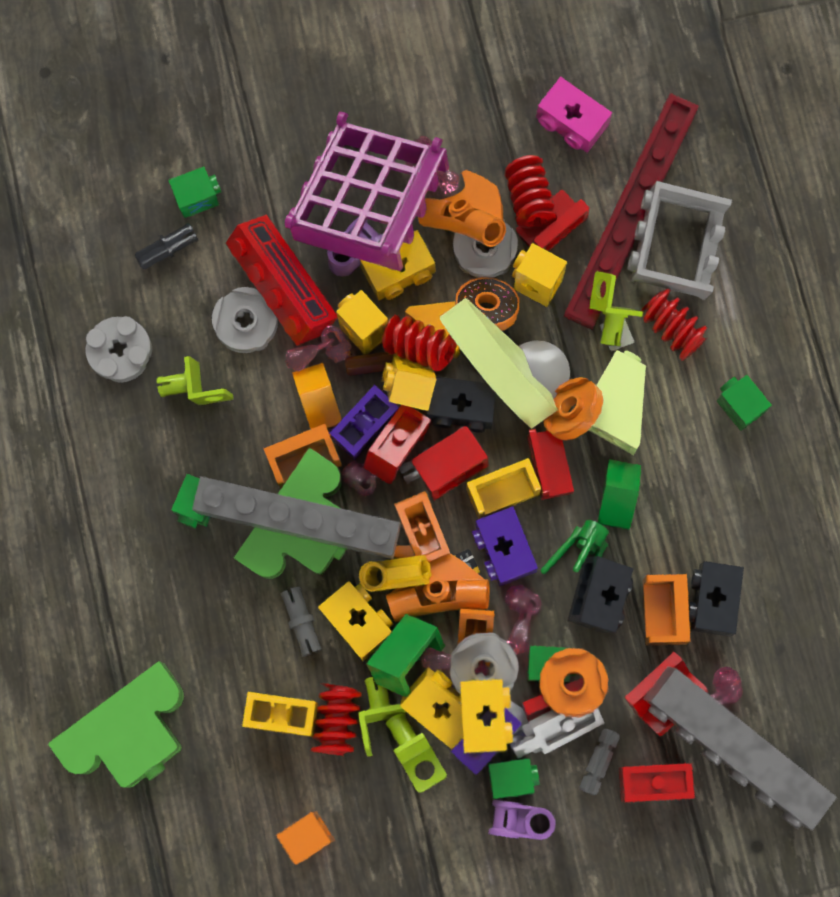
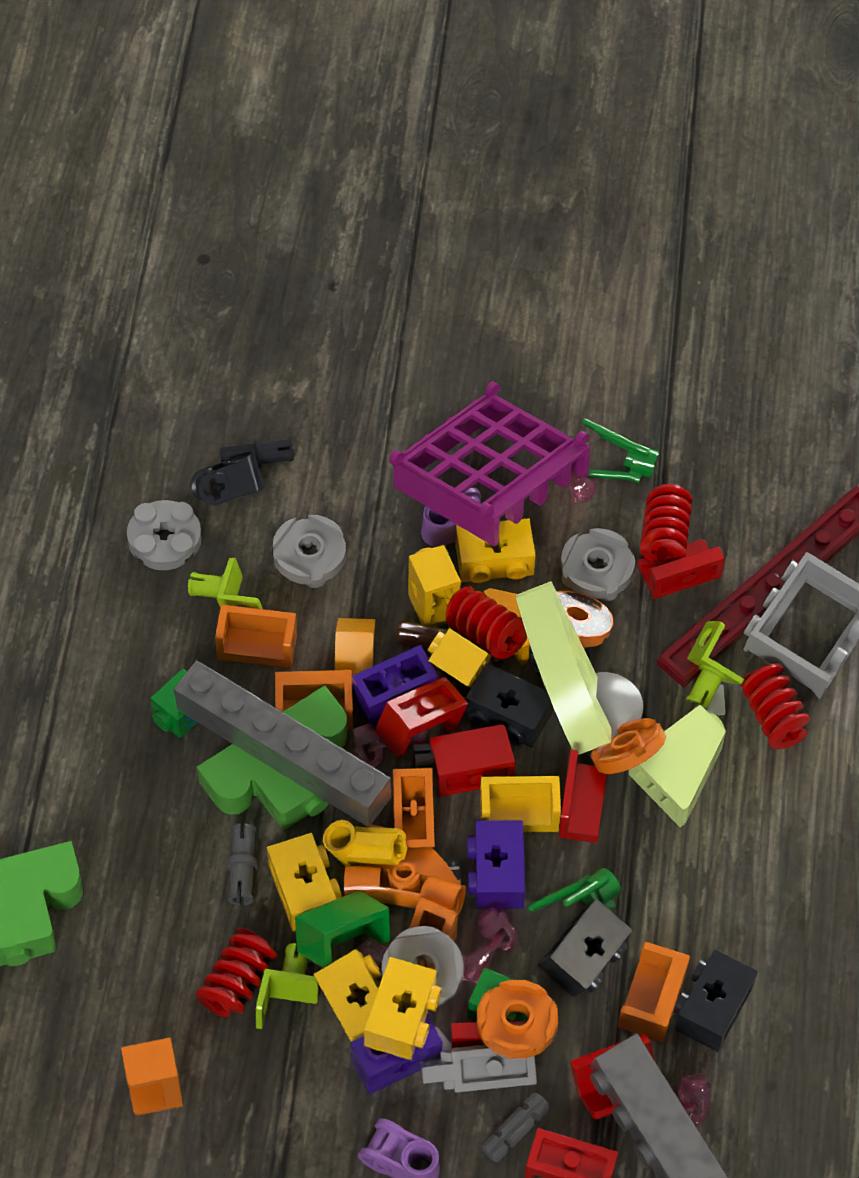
camera: 15 degrees right, 20 degrees down
(154, 280) = (234, 477): none -> black piece
(195, 191) = (309, 411): green brick -> none
(233, 417) = (256, 636): none -> orange panel
(280, 714) = (177, 942): yellow brick -> none
(281, 279) = (364, 521): red brick -> none
(299, 357) = (354, 603): clear pink piece -> none
(414, 750) = (310, 1039): lime bracket -> none
(472, 212) = (593, 522): orange pin -> none
(484, 135) = (639, 458): none -> green plant
(513, 778) = (410, 1104): green brick -> none
(538, 274) = (643, 604): yellow brick -> none
(565, 101) = (743, 470): dark pink brick -> none
(619, 494) = (647, 858): green slope -> none
(743, 401) = (823, 809): green brick -> none

